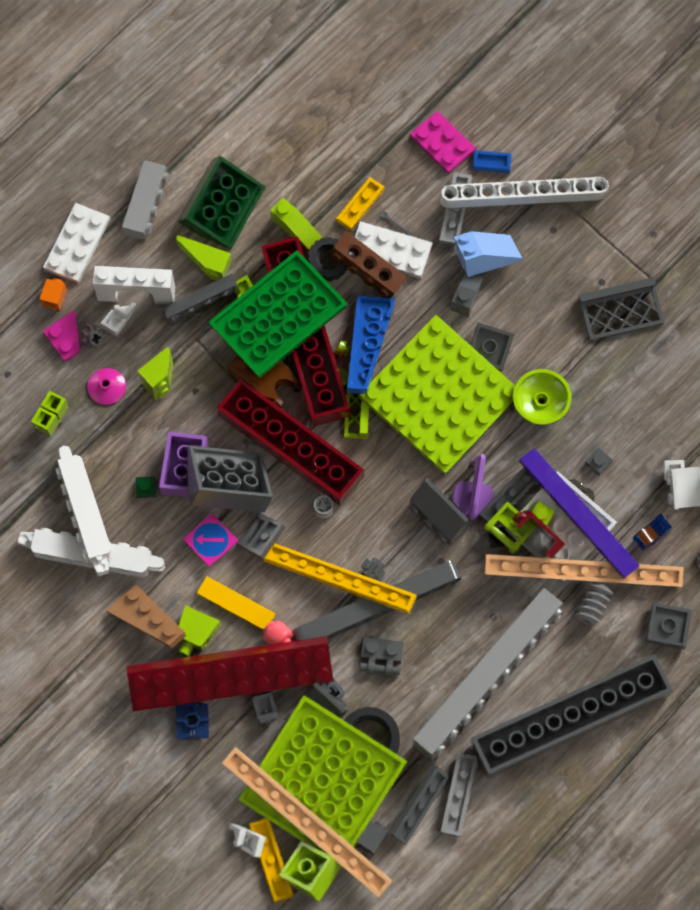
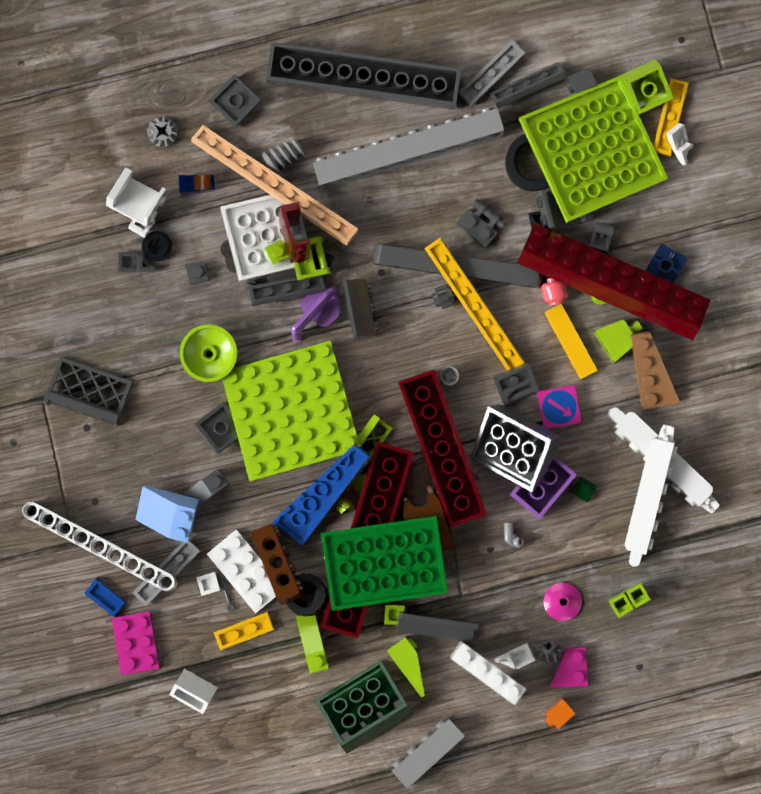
camera: 150 degrees left, 15 degrees up
(76, 243) = (509, 751): white plate -> none
(157, 374) = (516, 577): lime slope -> none
(184, 410) = (511, 538): none -> light grey arm
(307, 822) = (627, 123): light nougat plate -> none
(369, 131) = (193, 691): none -> white brick
(414, 220) = (208, 583): none -> white plate
(579, 513) = (247, 232): dark purple tile -> none
(652, 454) = (152, 238): none -> black gear
(659, 435) = (132, 263): none -> dark grey slope

